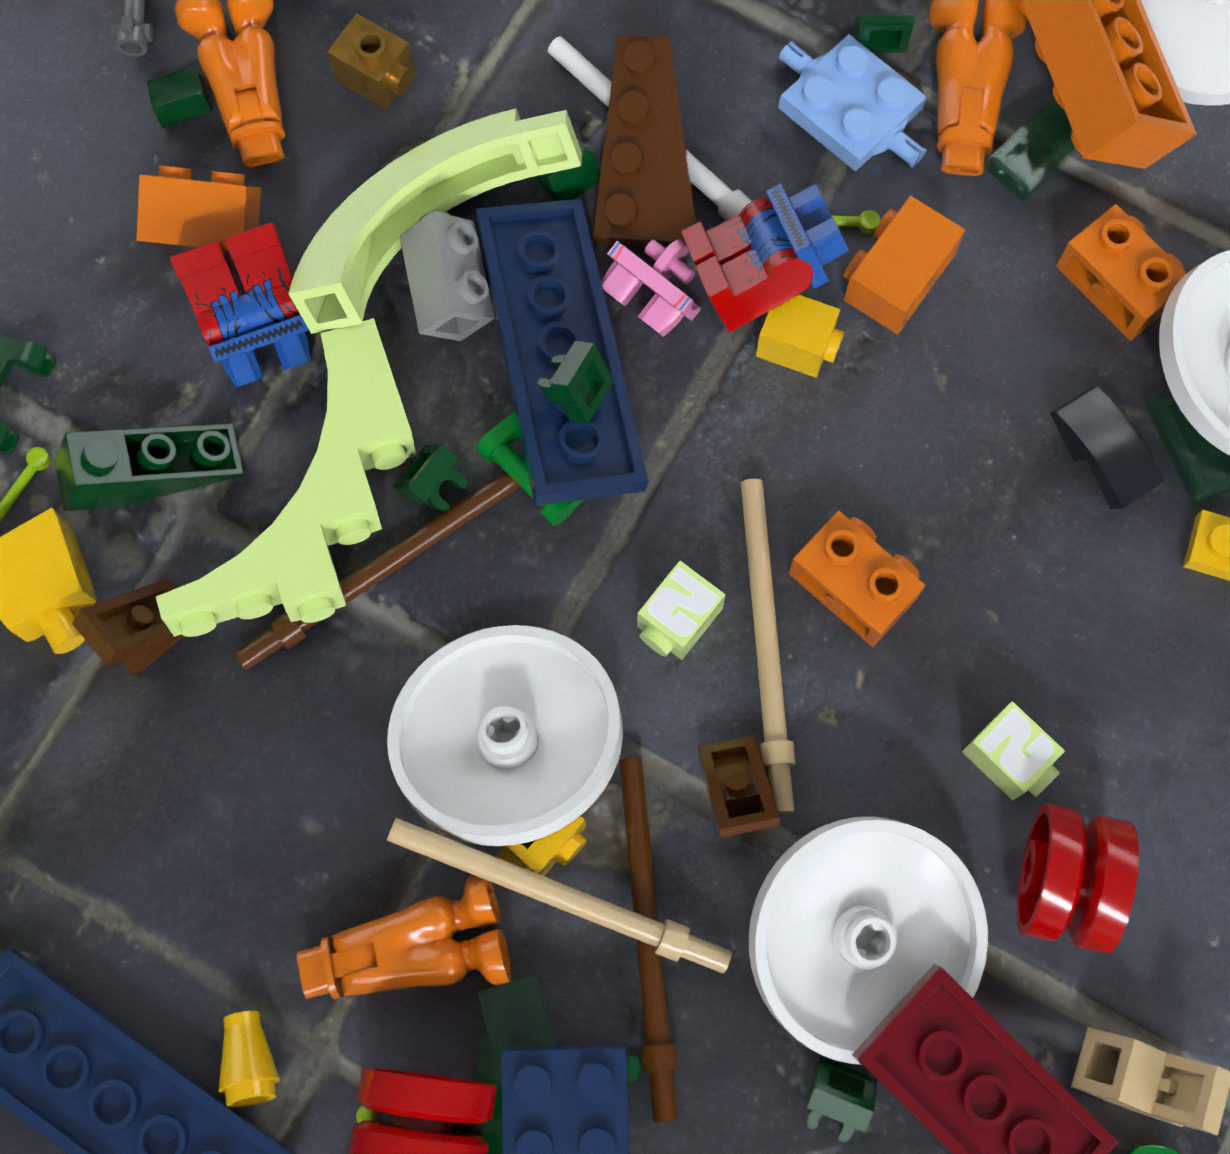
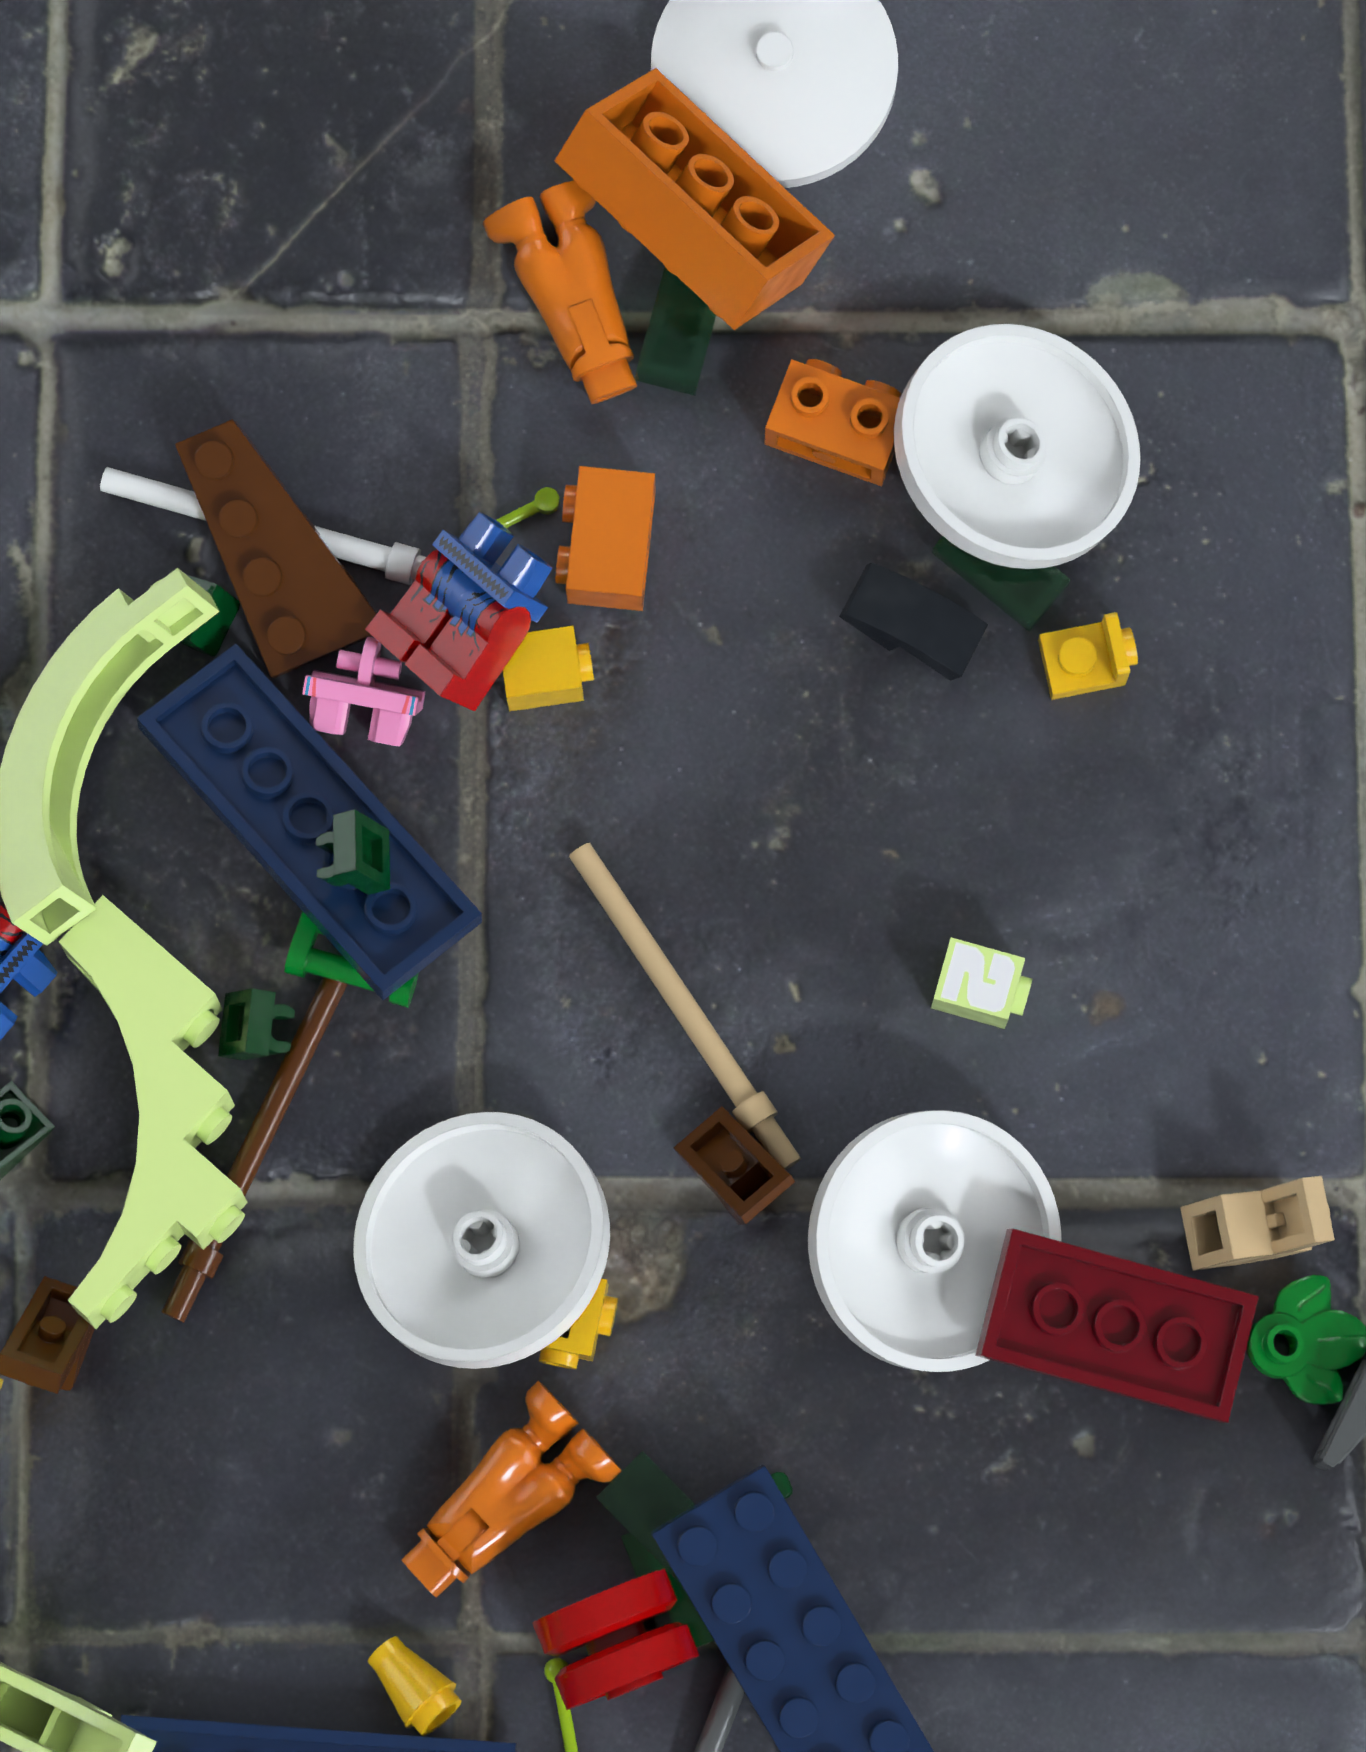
camera: 30 degrees left, 5 degrees up
(446, 276) = (146, 805): light grey brick -> none
(659, 1055) = (799, 1459): reddish brown bar -> none
(668, 938) = (748, 1346): tan bar -> none
(679, 612) = (582, 1025): brick -> none
(842, 1097) = (987, 1398): dark green tile -> none
(852, 103) = (458, 377): light blue plate -> none
(857, 577) = (737, 892): orange brick -> none
(884, 32) = (447, 277): dark green slope -> none
(1077, 878) = (1104, 1072): red wheel -> none

